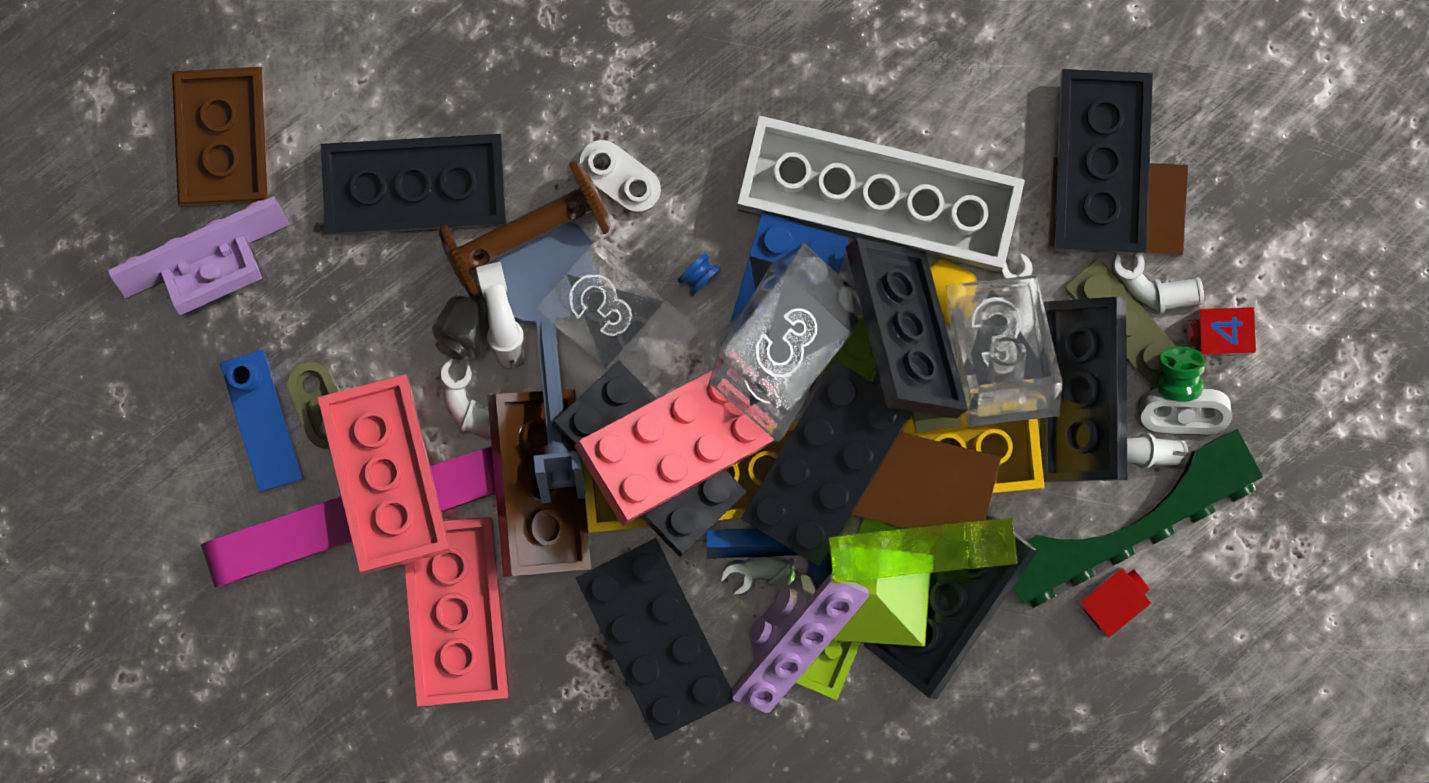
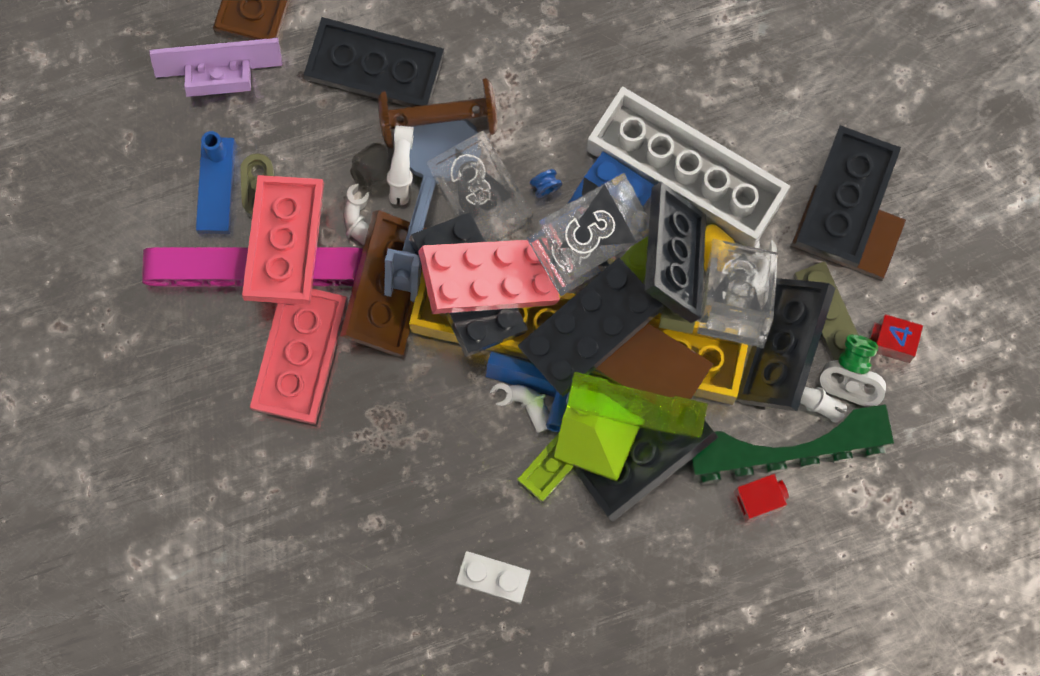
camera: 25 degrees right, 10 degrees down
(620, 175) = (515, 102): white plate -> none
(655, 639) = (431, 419): black plate -> none
(794, 636) = (527, 444): lavender bracket -> none
(1158, 294) = (858, 299): white piece -> none

